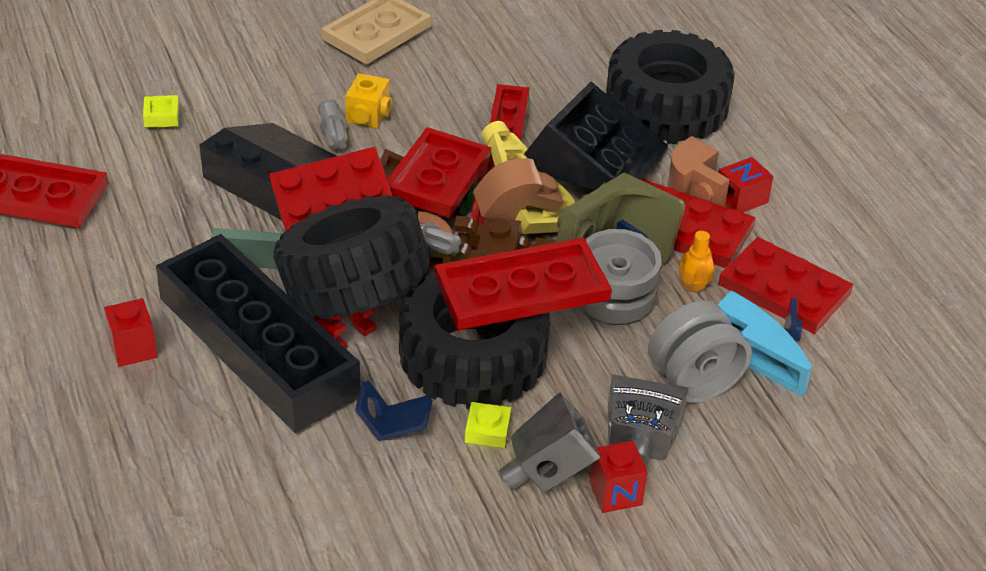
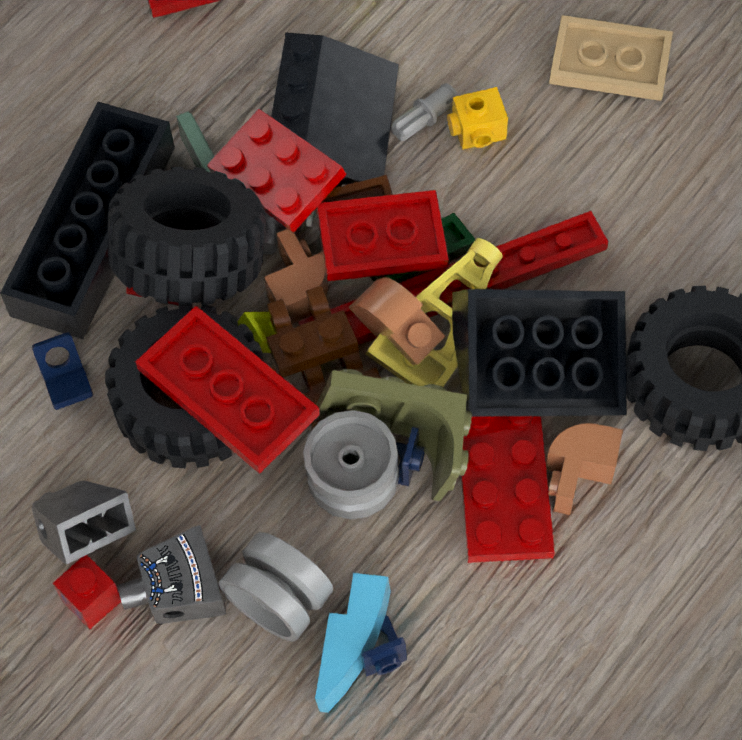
camera: 65 degrees right, 20 degrees up
(130, 332) = (37, 133): red brick -> none
(440, 240) = (270, 278): light grey axle -> none
(488, 425) = (106, 456): neon yellow plate -> none
(697, 265) = (423, 530): light orange piece -> none
(748, 184) = (597, 518): red brick -> none
(773, 276) = (472, 627): red plate -> none

